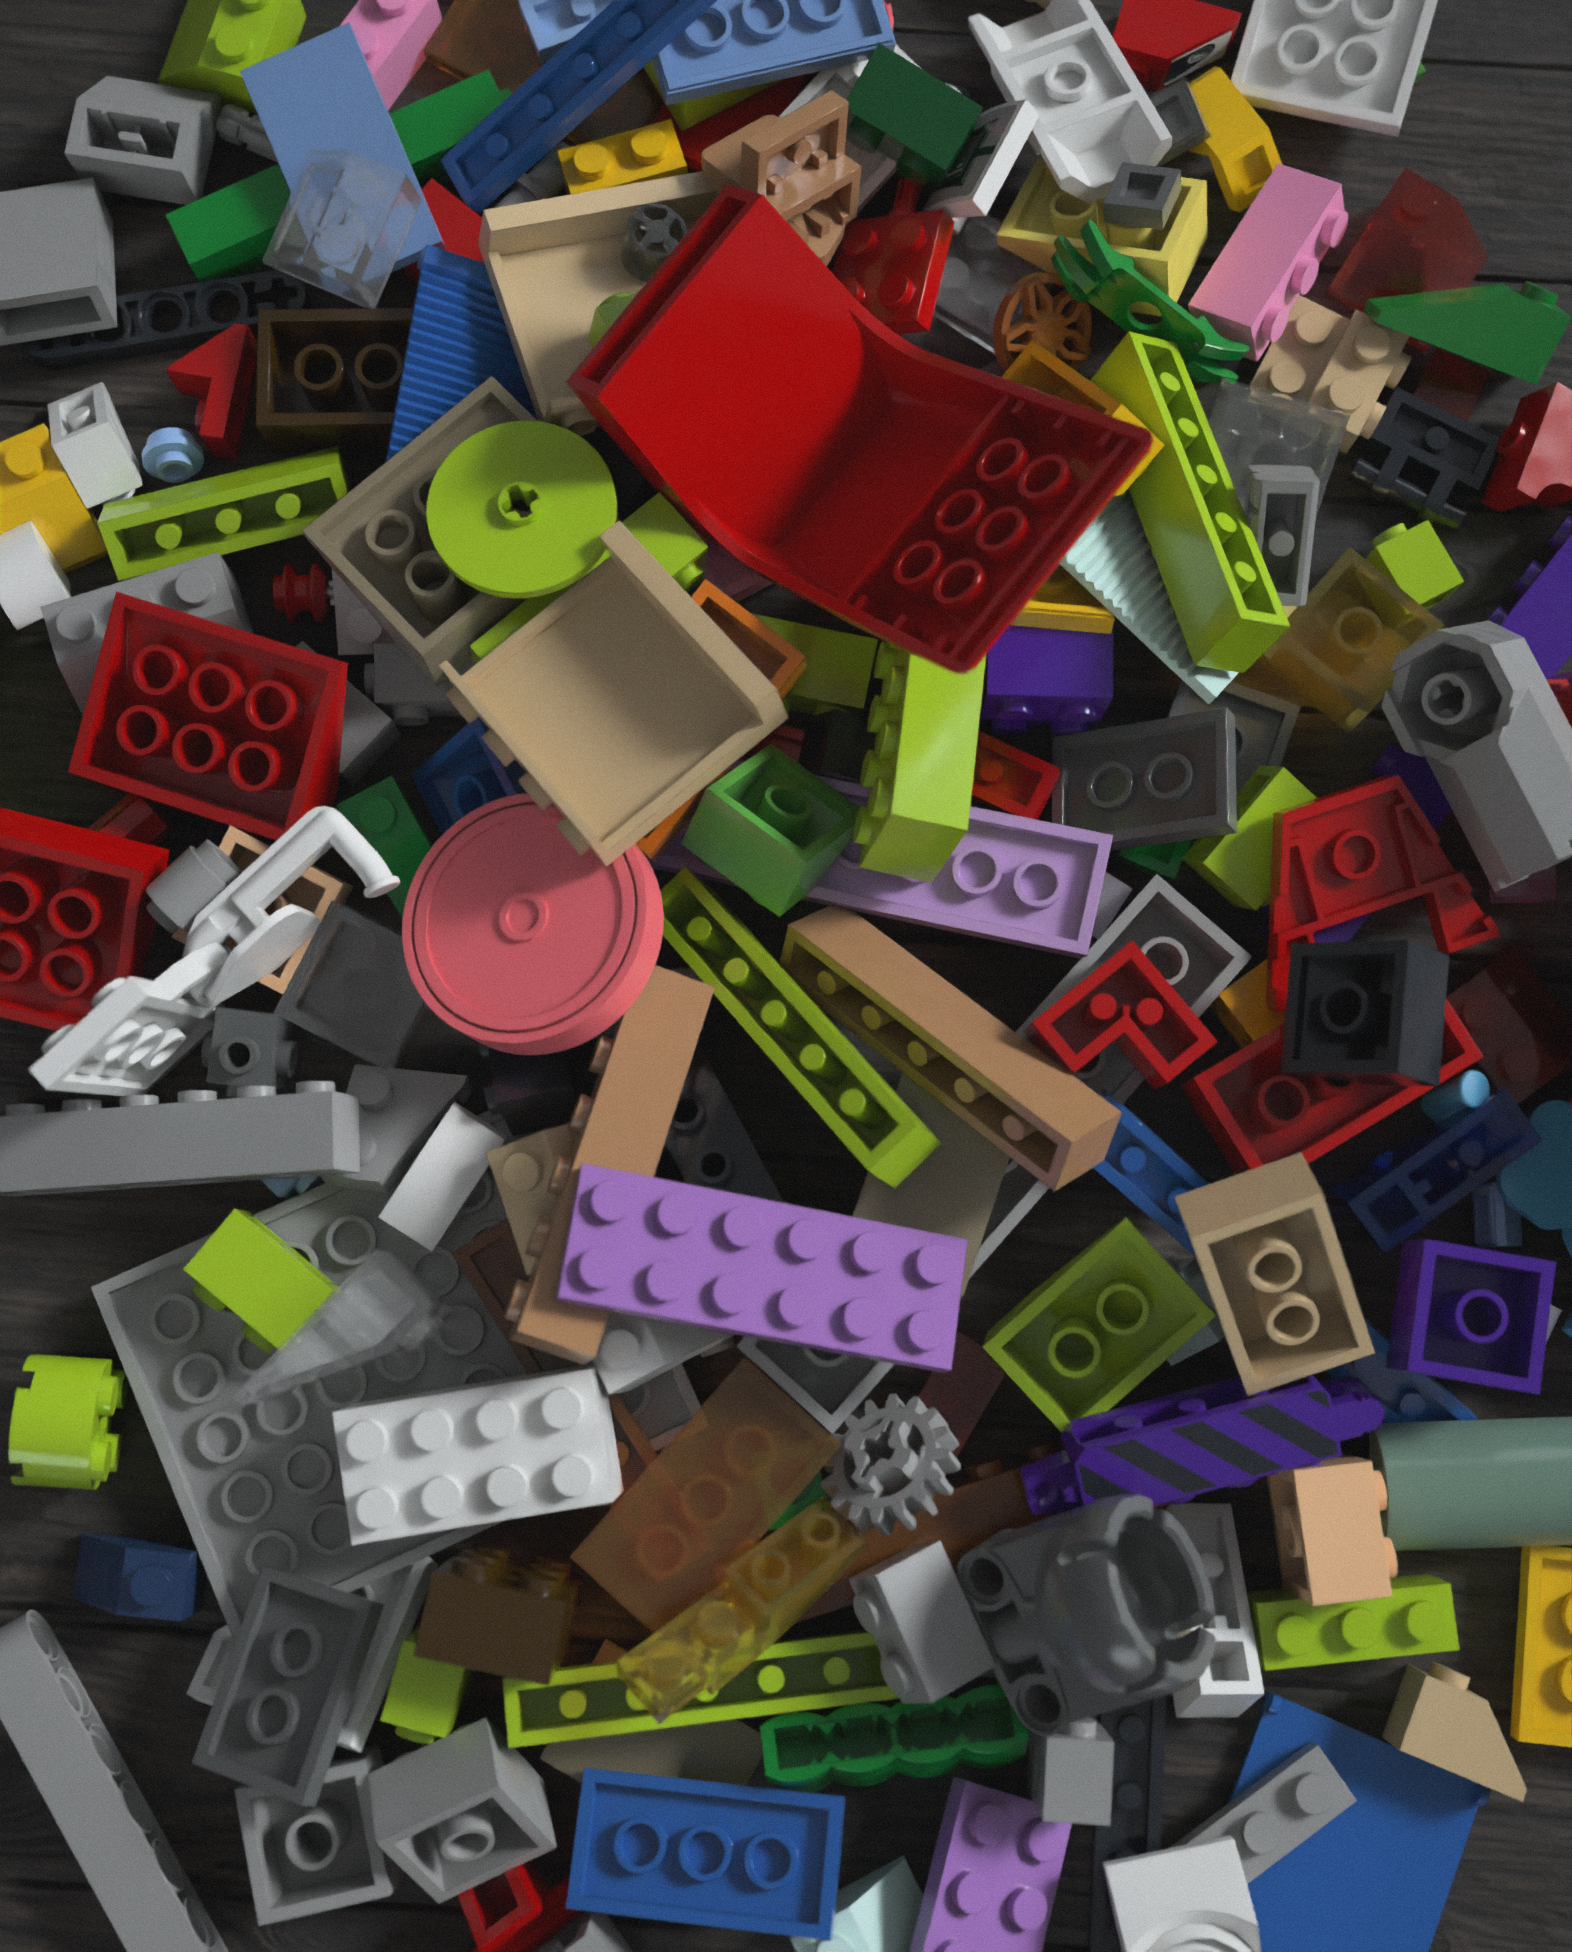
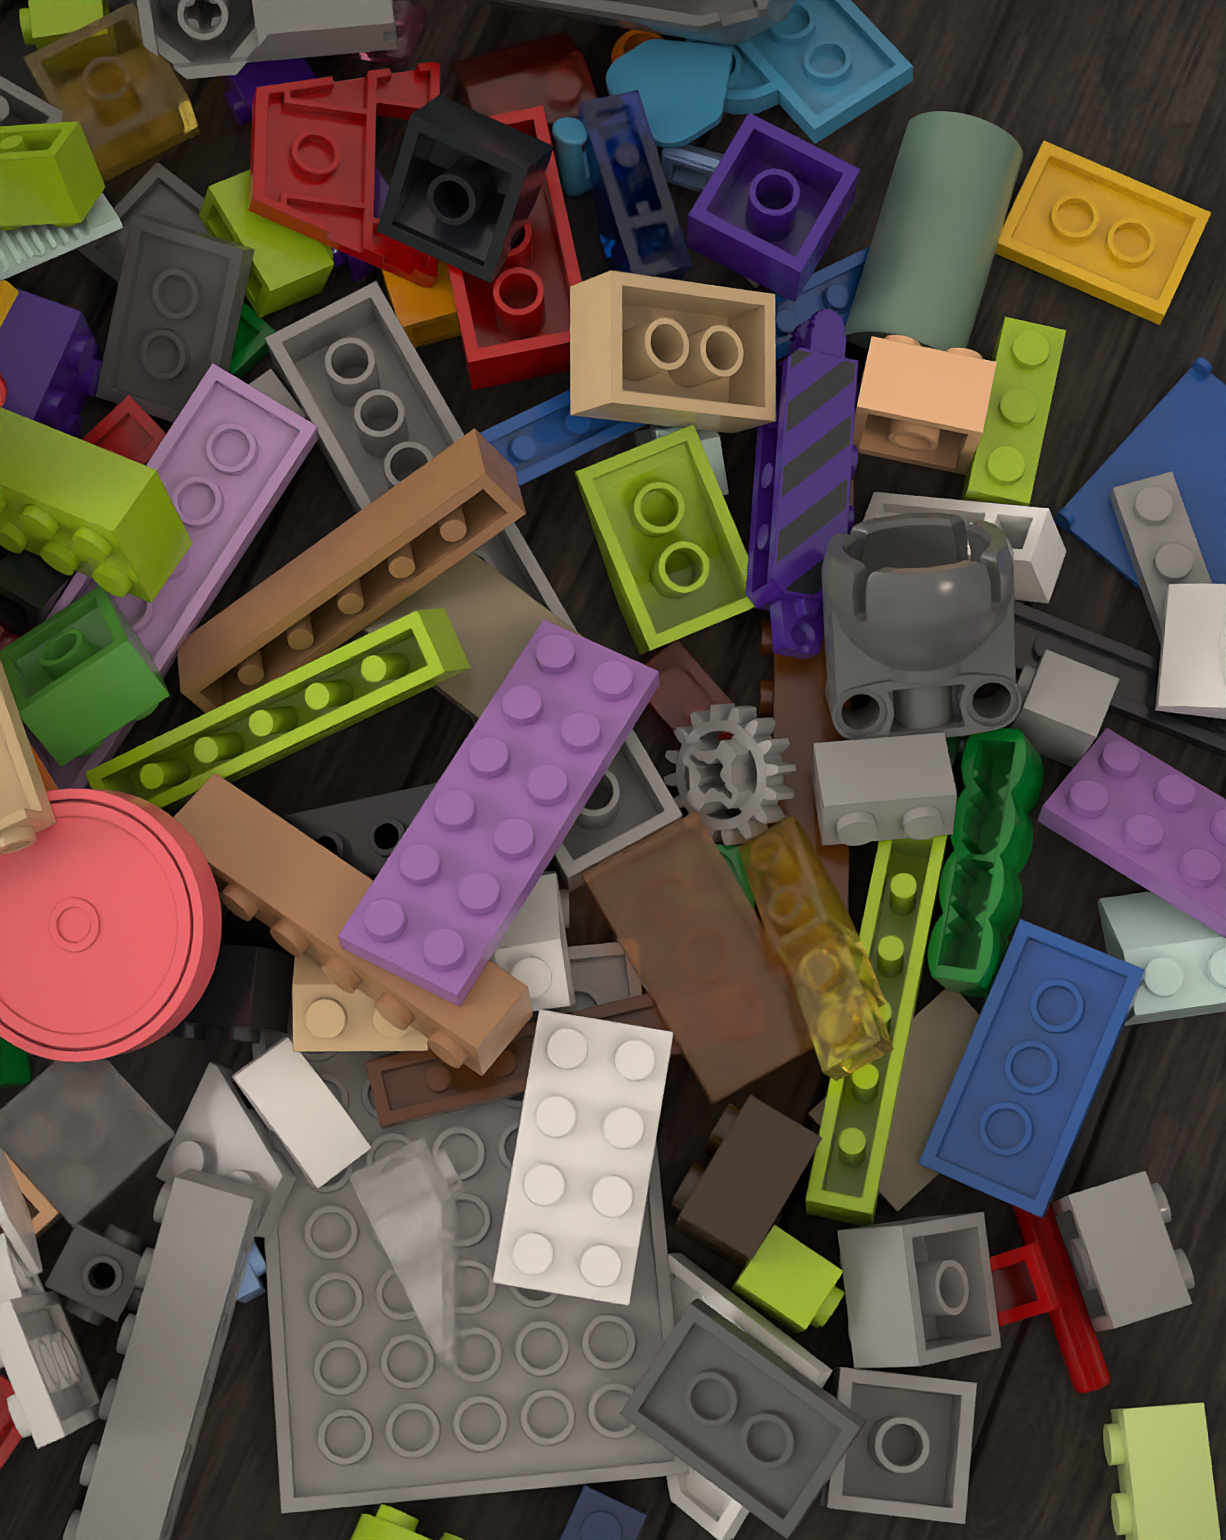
camera: 70 degrees left, 5 degrees down
(258, 1280) = (340, 1325): lime brick -> none
(1125, 1005) = (384, 396): red brick -> none
(1452, 1729) = (1136, 368): tan slope -> none

